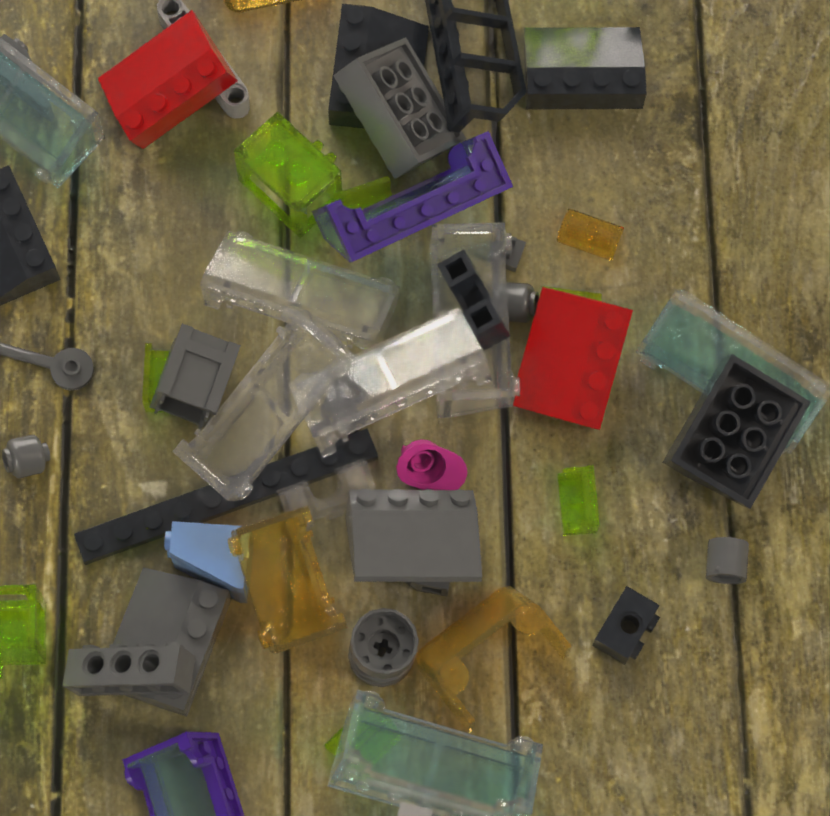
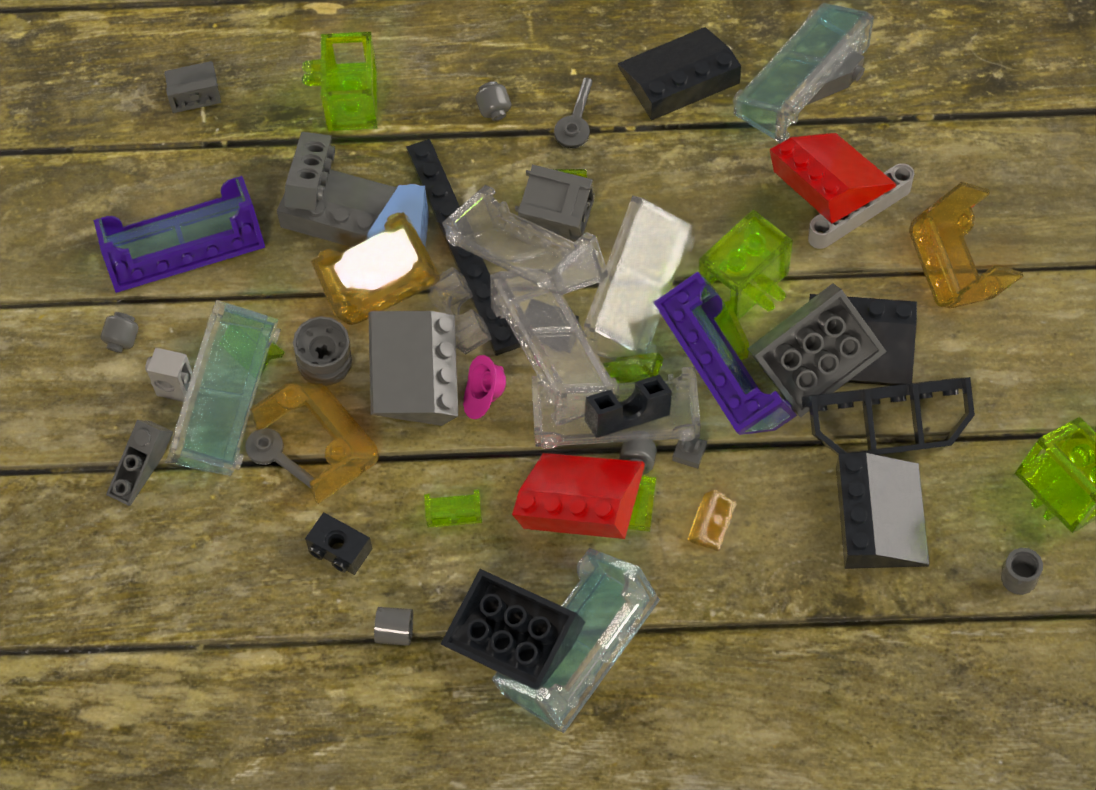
camera: 95 degrees right, 10 degrees down
(411, 297) = (634, 367): none -> clear neon green panel
(497, 717) = (267, 446): none -> dark grey piece

